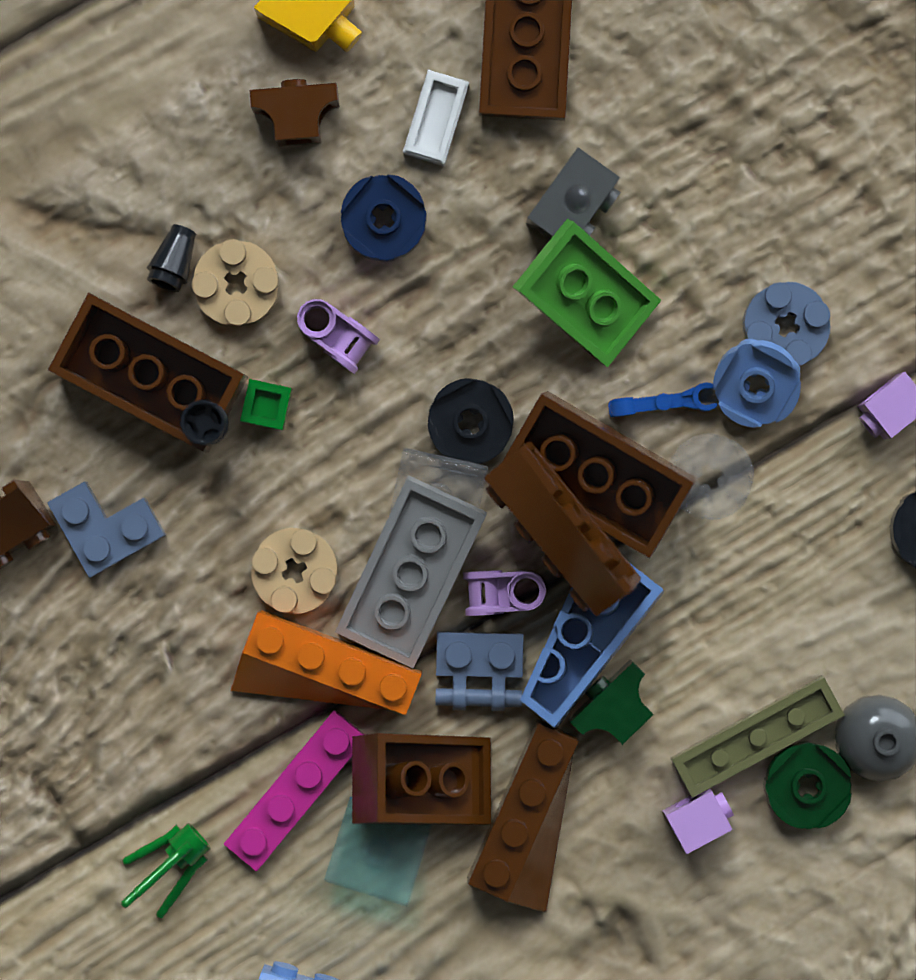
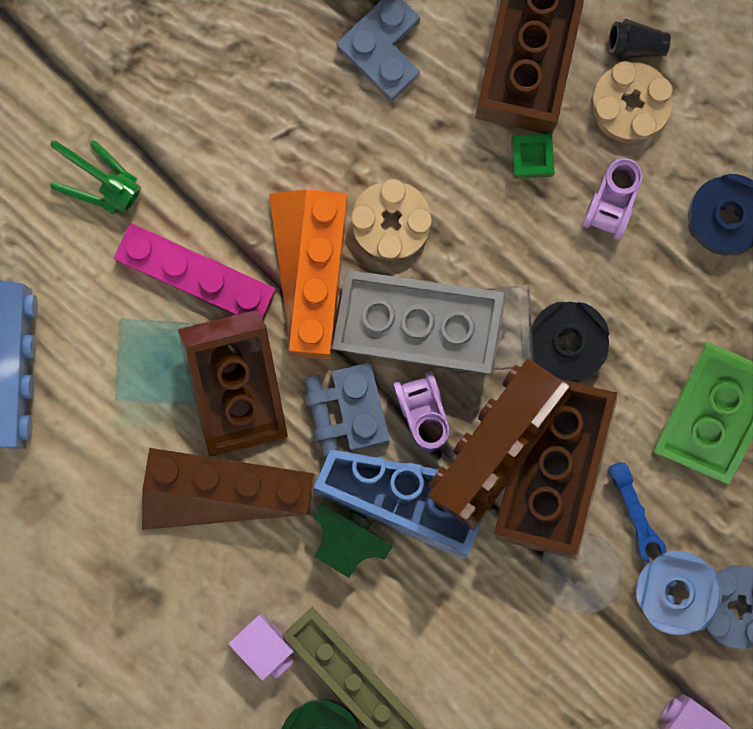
camera: 85 degrees right, 5 degrees down
(198, 419) = (505, 87): black wheel -> none

